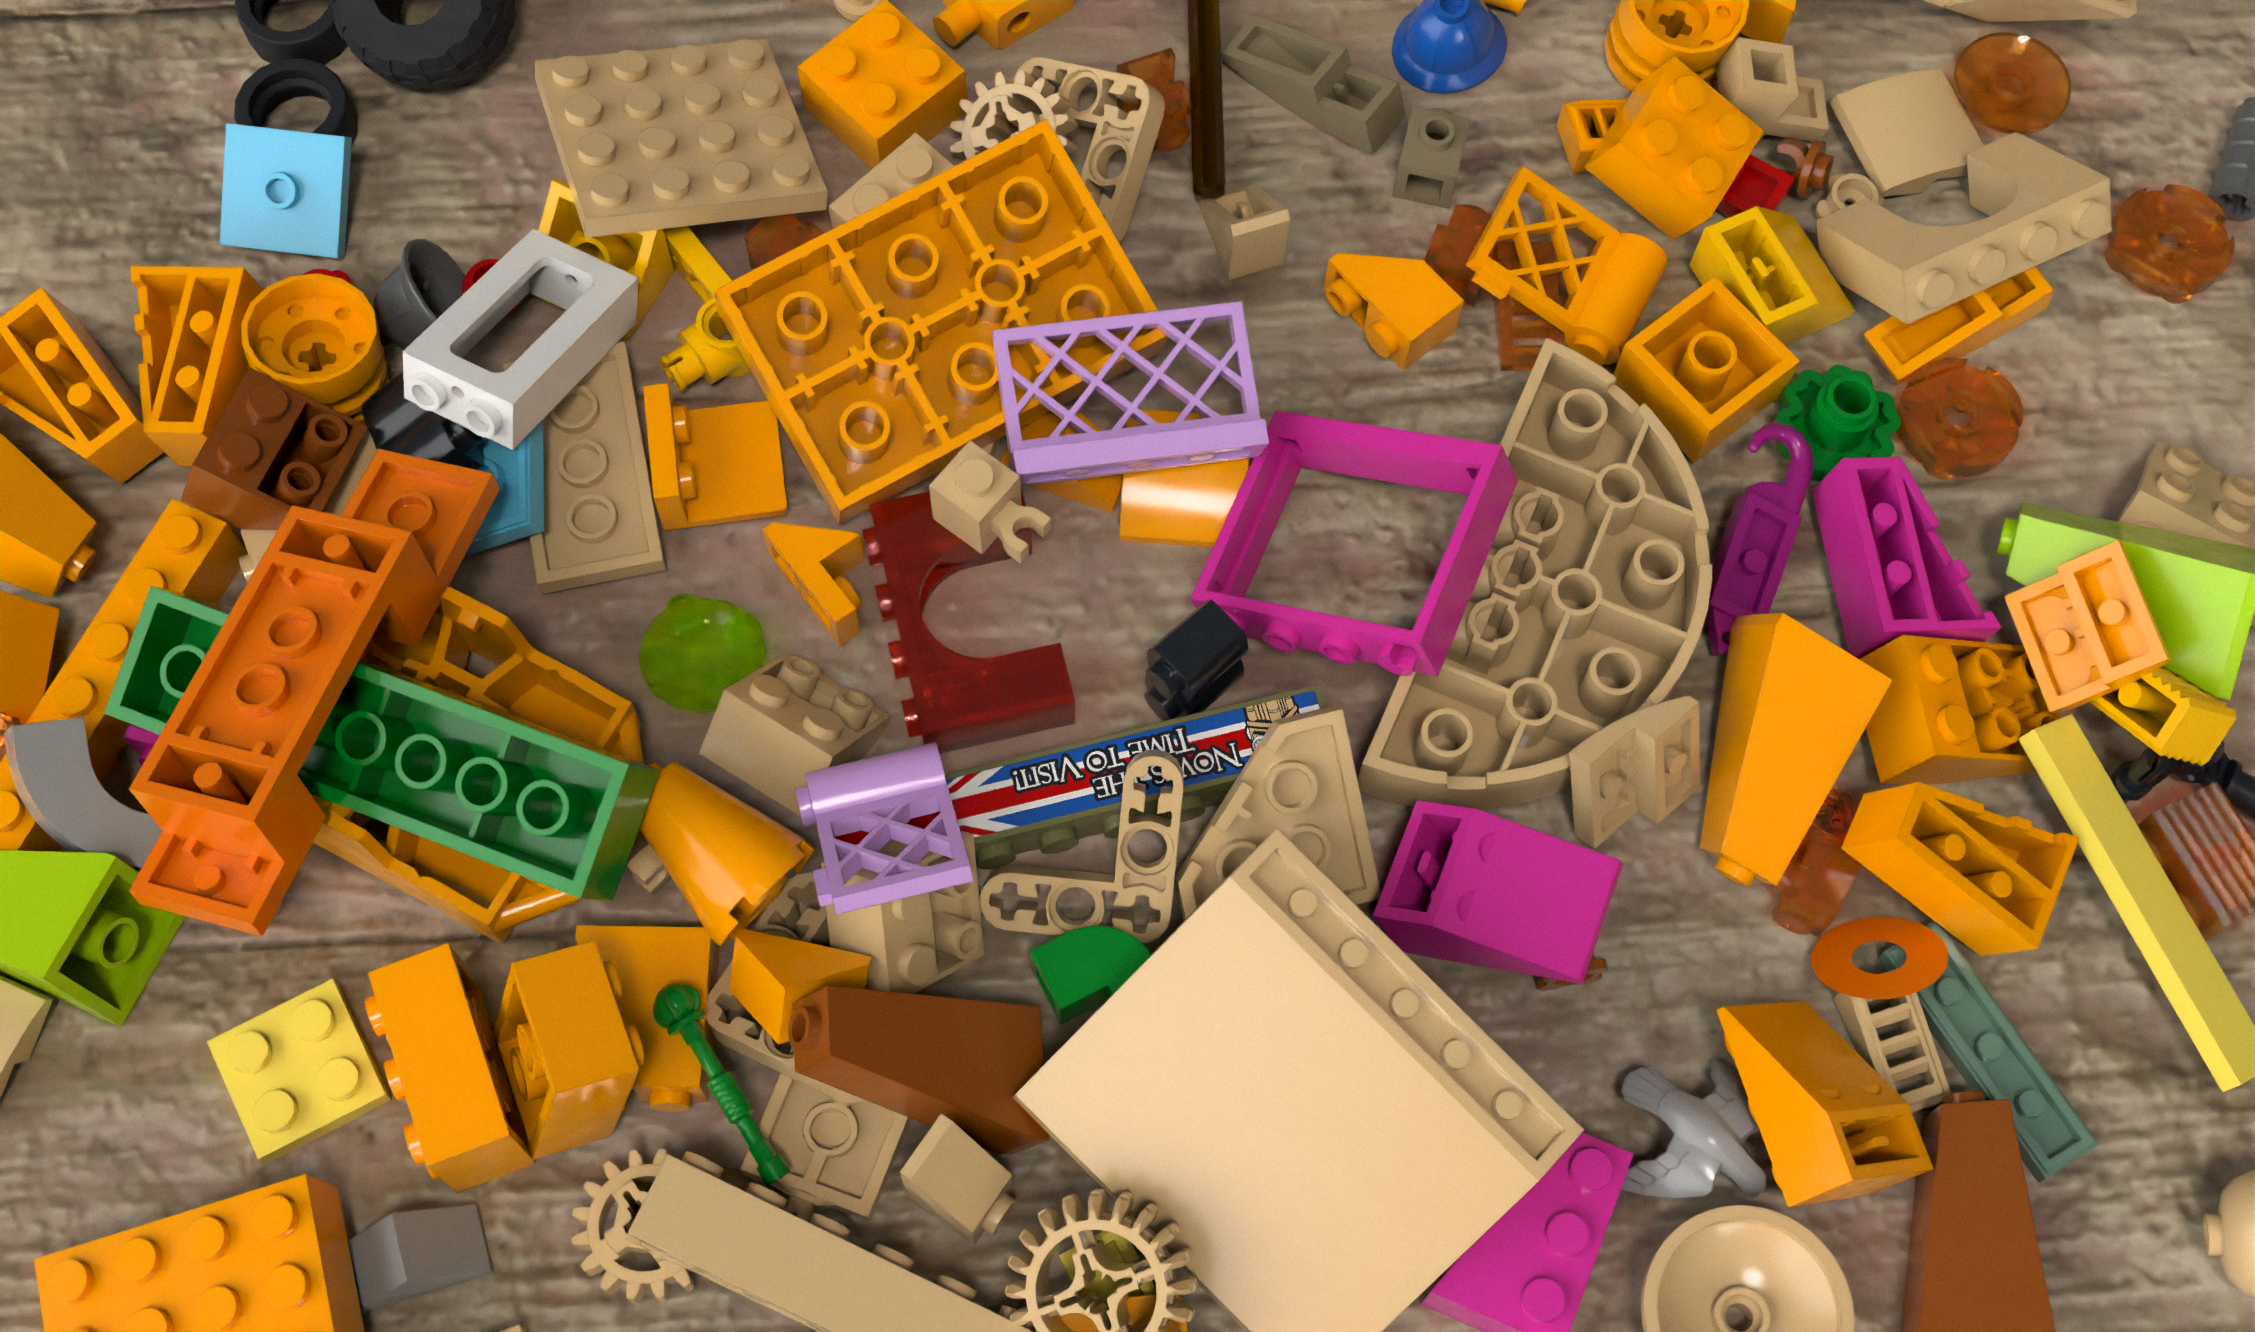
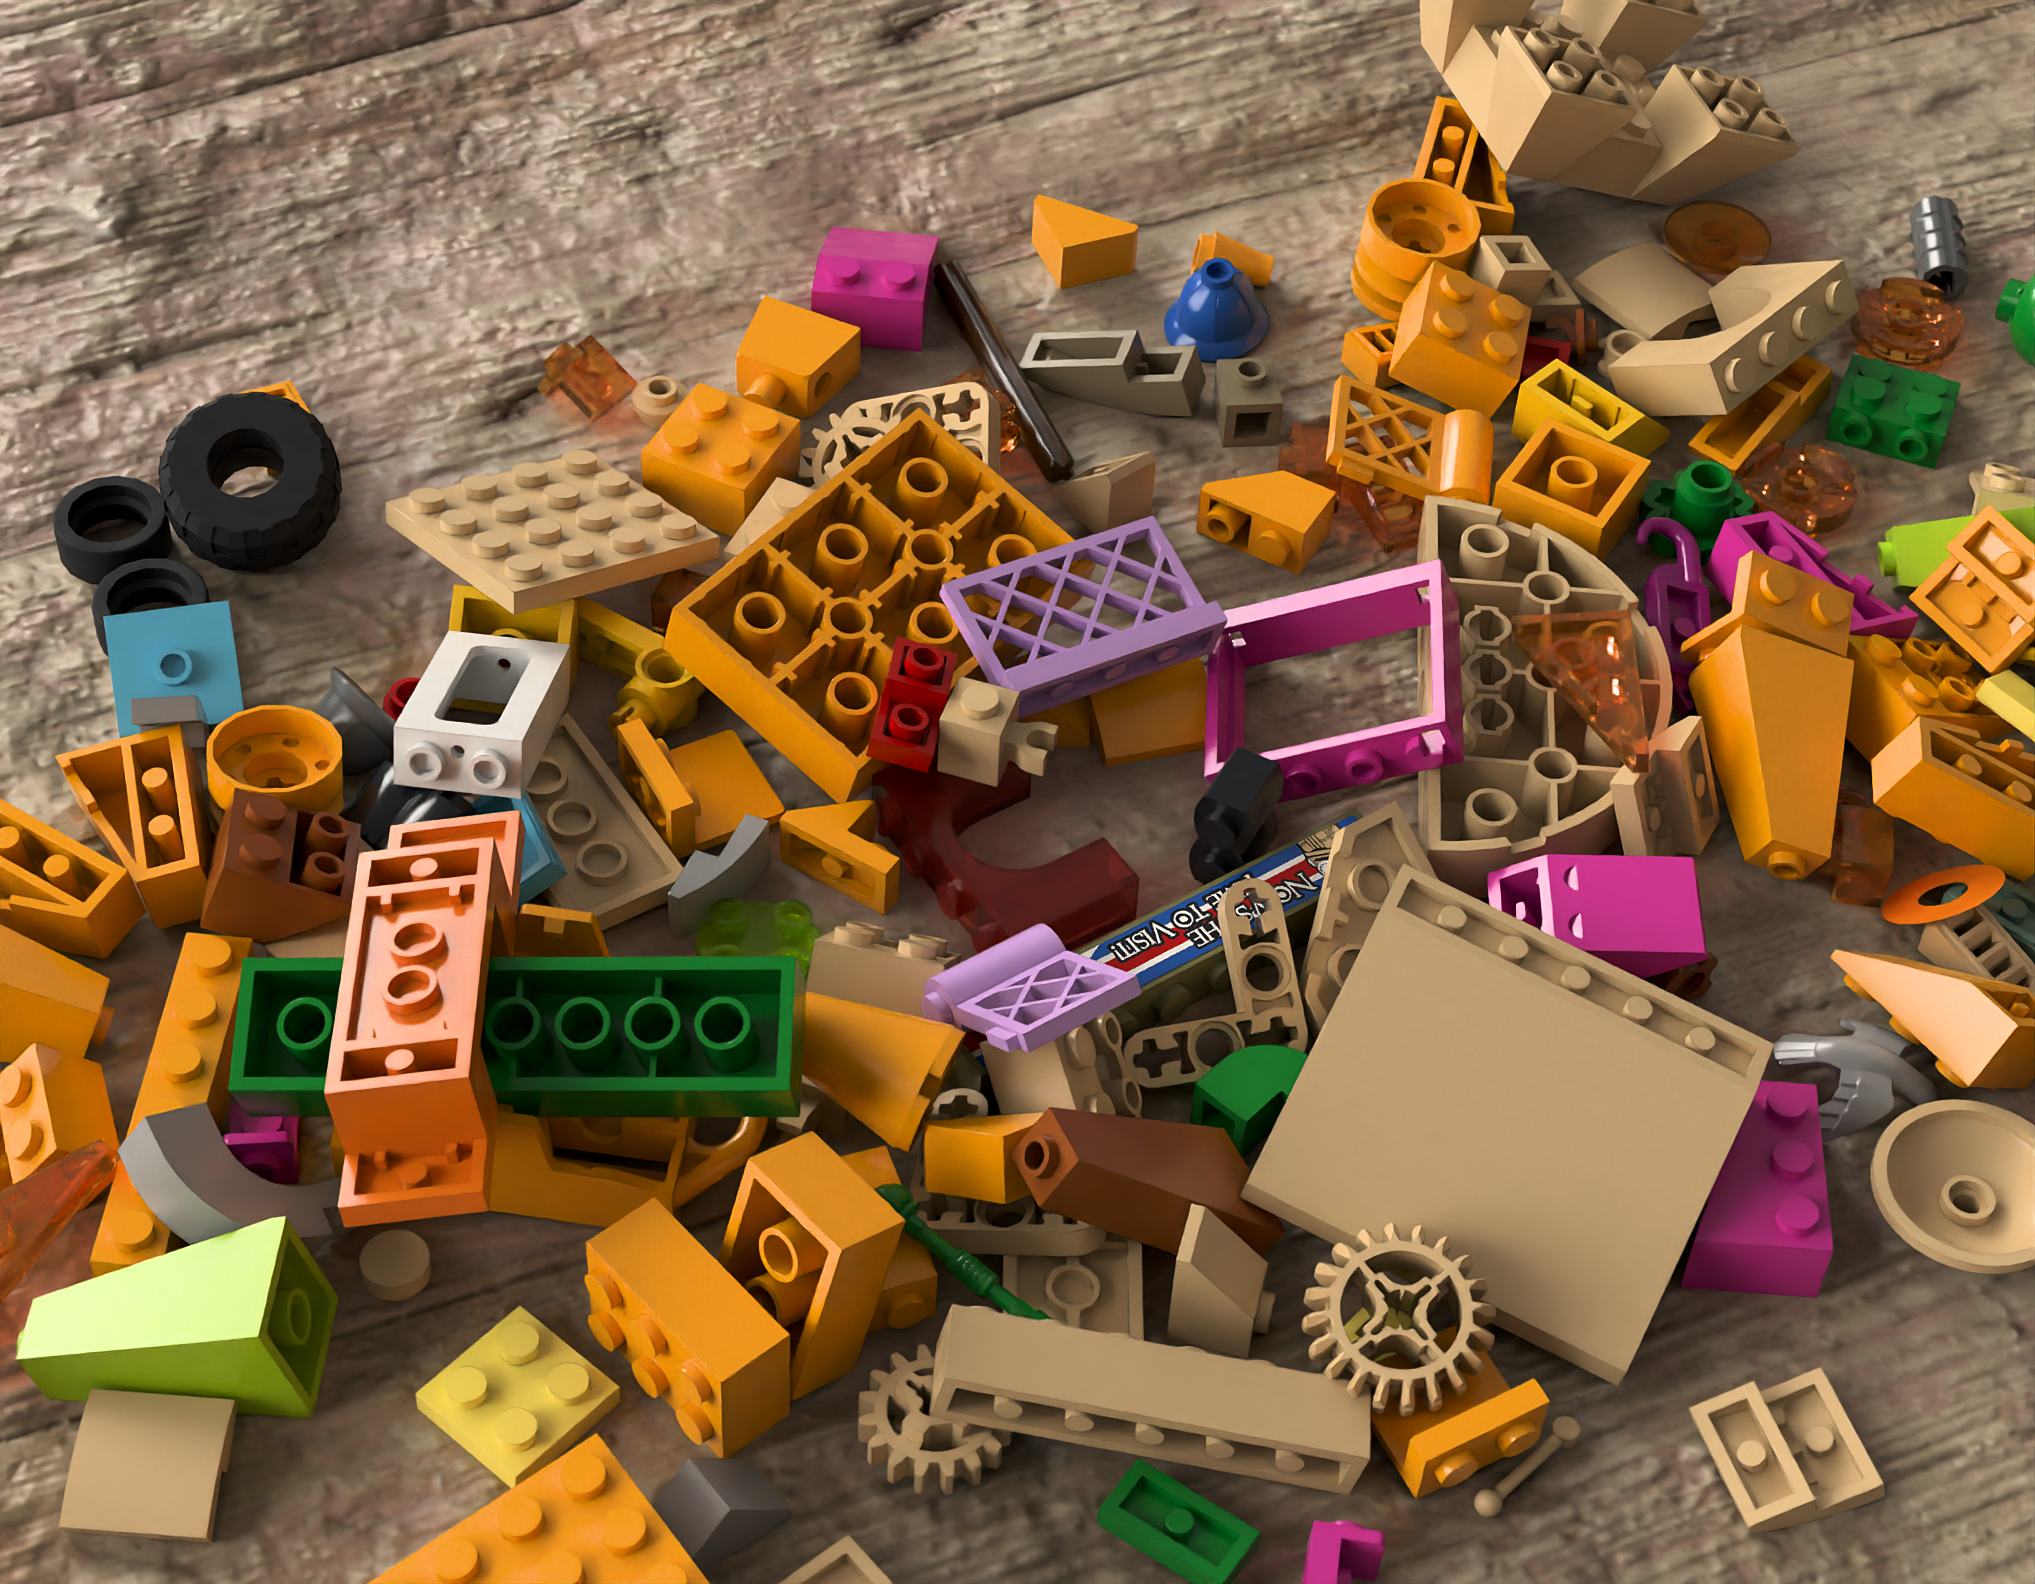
camera: 20 degrees left, 20 degrees down
(262, 261) = (165, 711): none -> light grey slope
(708, 566) = (714, 878): none -> light grey slope
(914, 455) = (911, 704): none -> red slope
(1615, 605) = (1596, 671): none -> clear orange wing
(1843, 601) = (1781, 603): none -> light orange bracket
(2106, 346) = (1892, 411): none -> green plate

